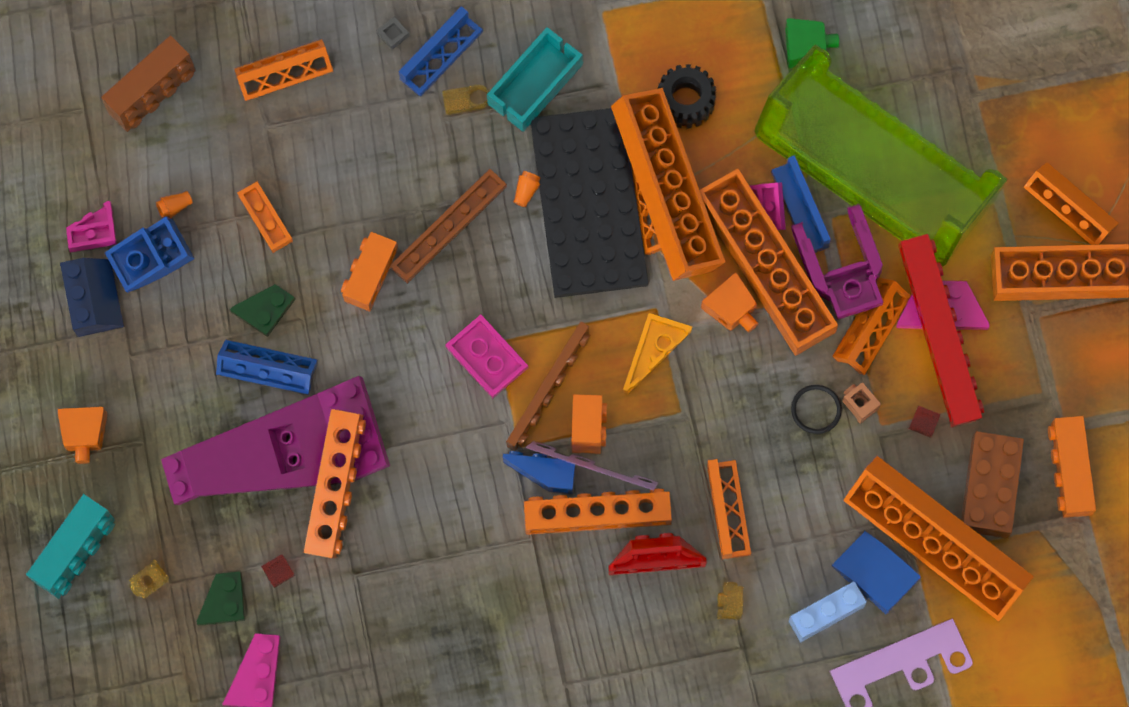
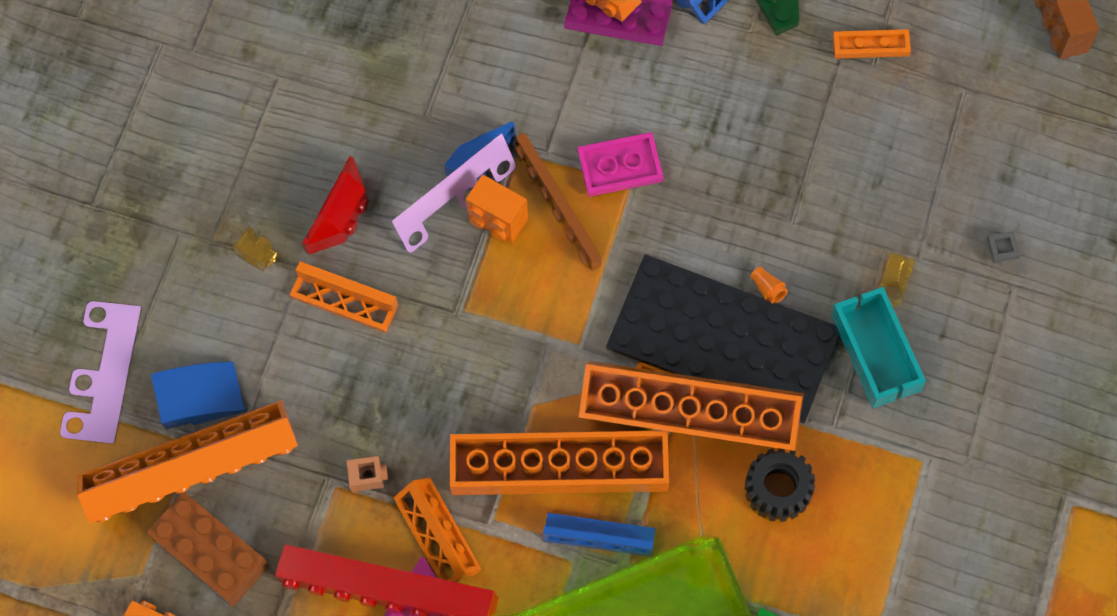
camera: 120 degrees right, 5 degrees down
(279, 62) = (1026, 124): orange fence -> none
(369, 271) = (764, 105): orange brick -> none
(434, 45) = (967, 274): blue fence -> none
(448, 226) = (770, 197): dark orange plate -> none
(586, 521) = (435, 125): orange brick -> none
(656, 342) = (542, 320): light orange wing -> none
(731, 304) = (536, 409): orange torso -> none
(771, 199) = (619, 504): dark pink wing -> none
(816, 387) = (389, 410): black tyre -> none
(827, 611) = (190, 325): light blue brick -> none
(850, 287) = (482, 525): magenta plate -> none
(924, 421) = (312, 528): clear red tile -> none

